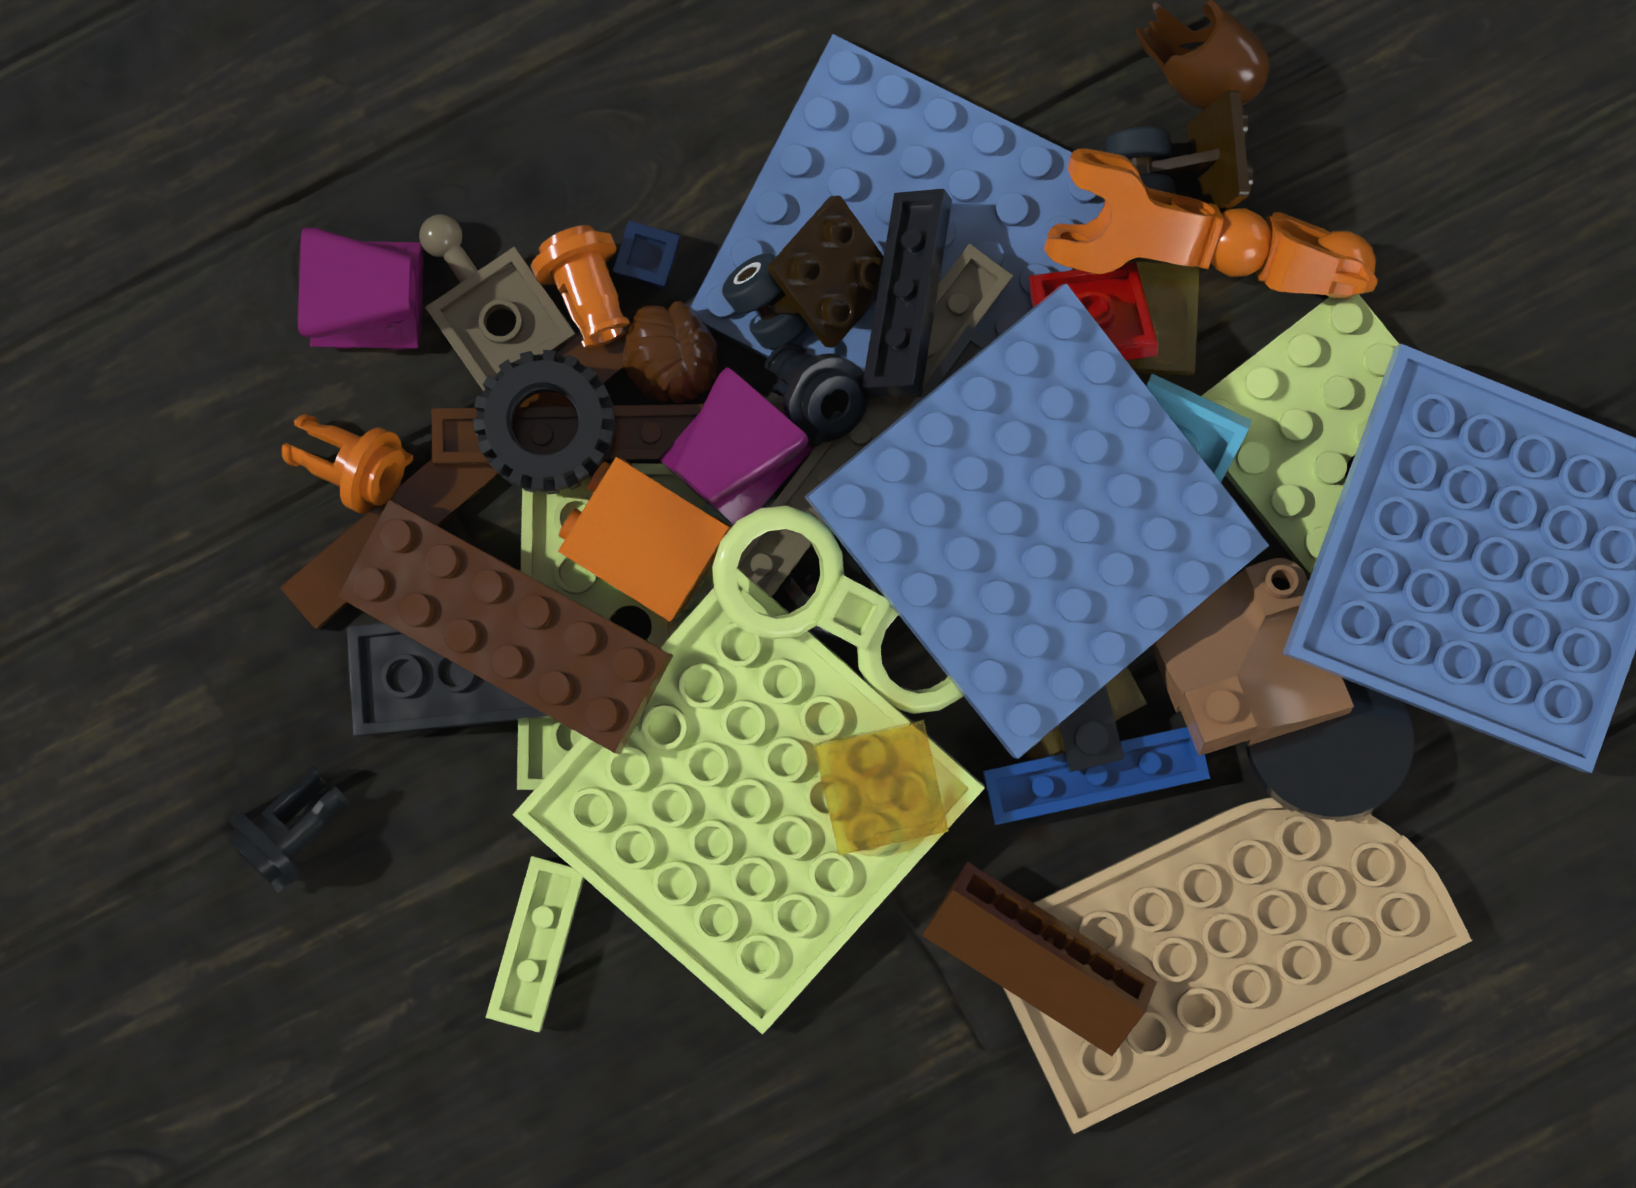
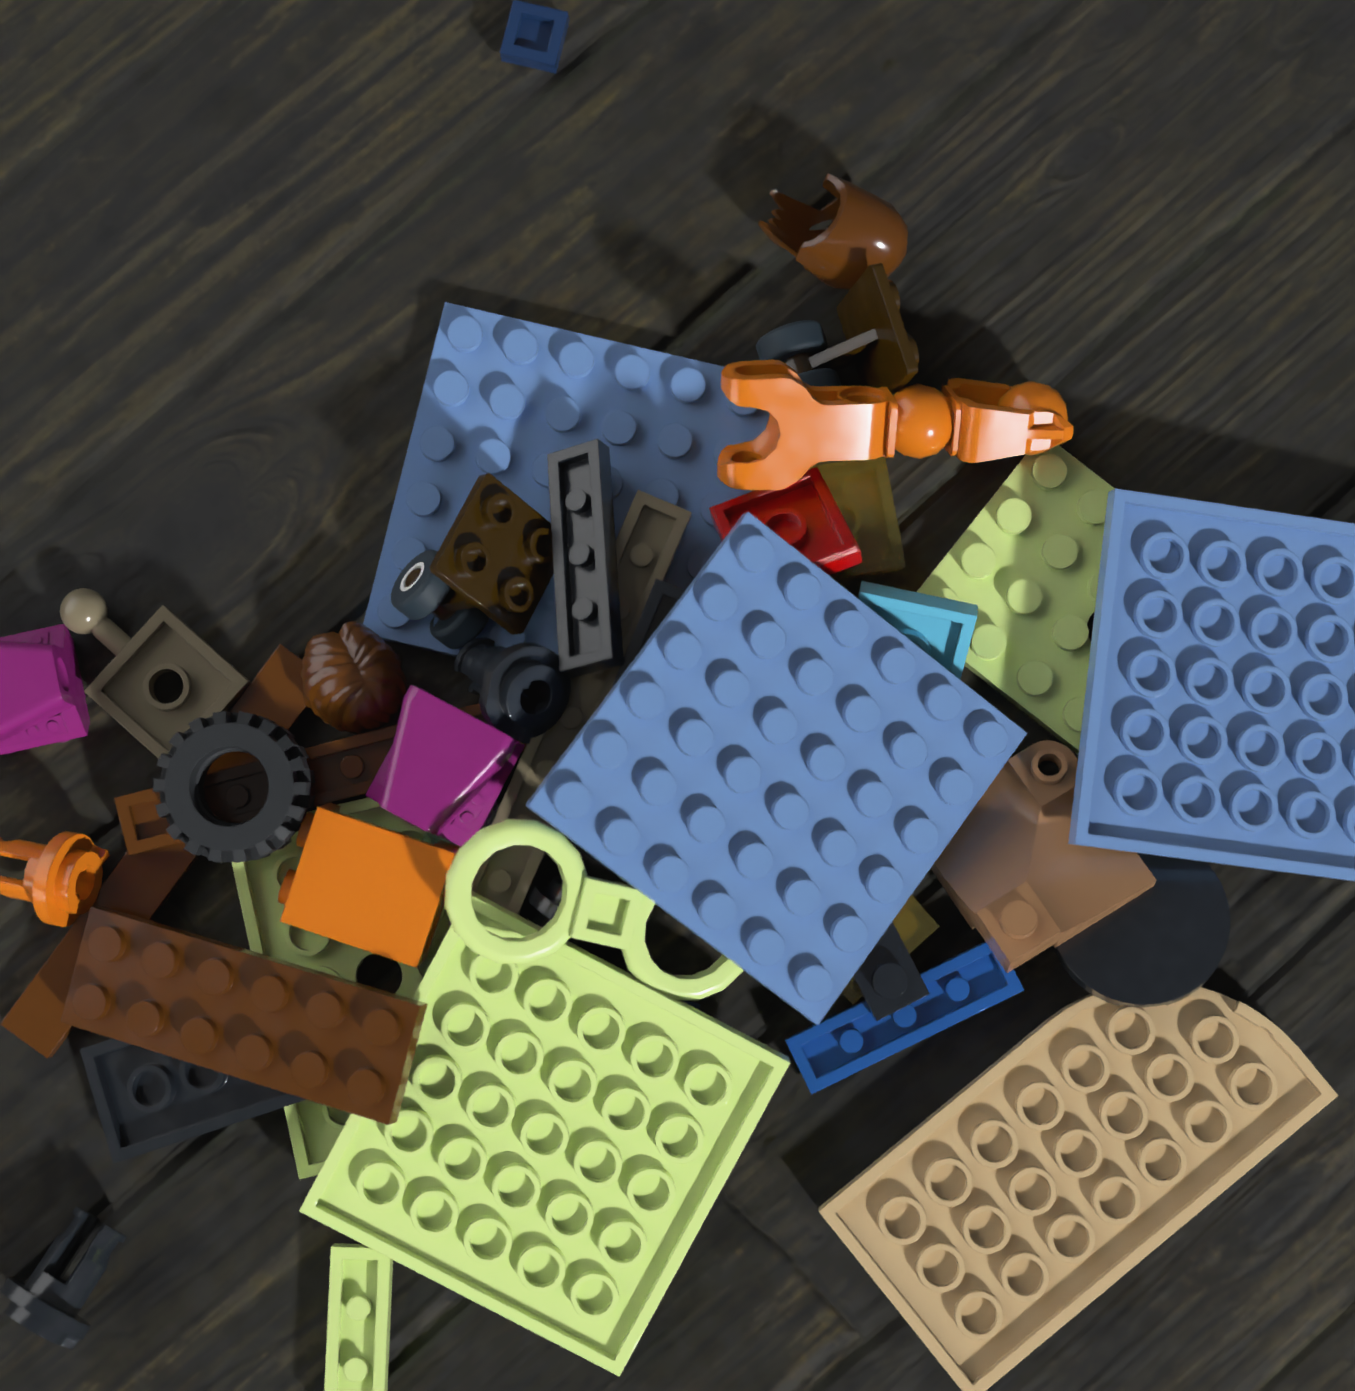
camera: 10 degrees left, 0 degrees up
(578, 267) = (234, 611): orange piece -> none
(646, 255) = (305, 580): dark blue plate -> none
(881, 787) = (680, 1089): clear yellow plate -> none
(1040, 959) = (892, 1228): reddish brown brick -> none

